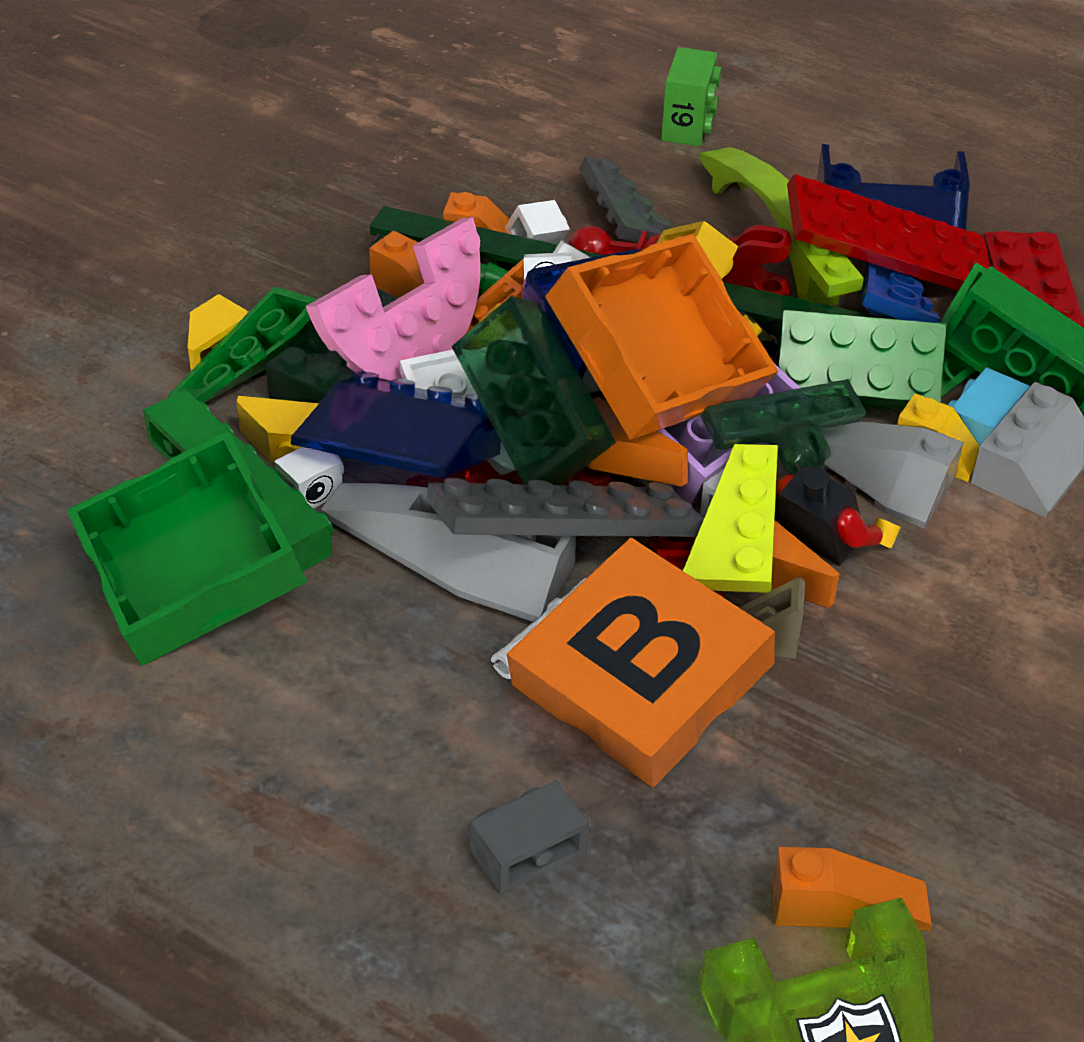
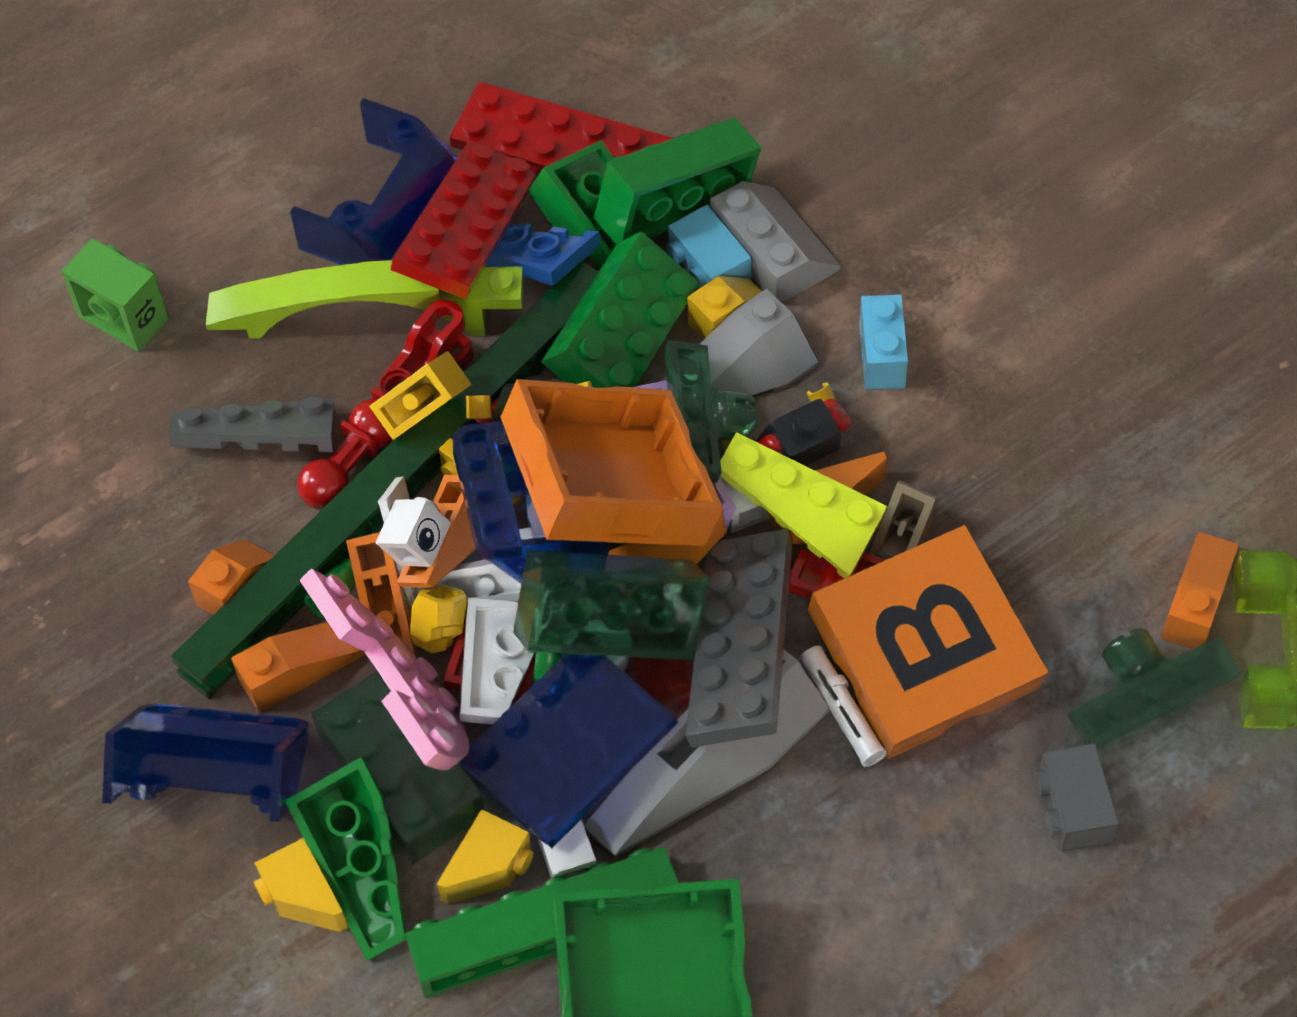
camera: 65 degrees left, 15 degrees up
(309, 233) = (205, 751): none -> clear blue windscreen
(539, 222) = (271, 519): white brick -> none
(696, 870) = (1149, 685): none -> clear green plate
(974, 553) = (883, 342): none -> medium azure brick

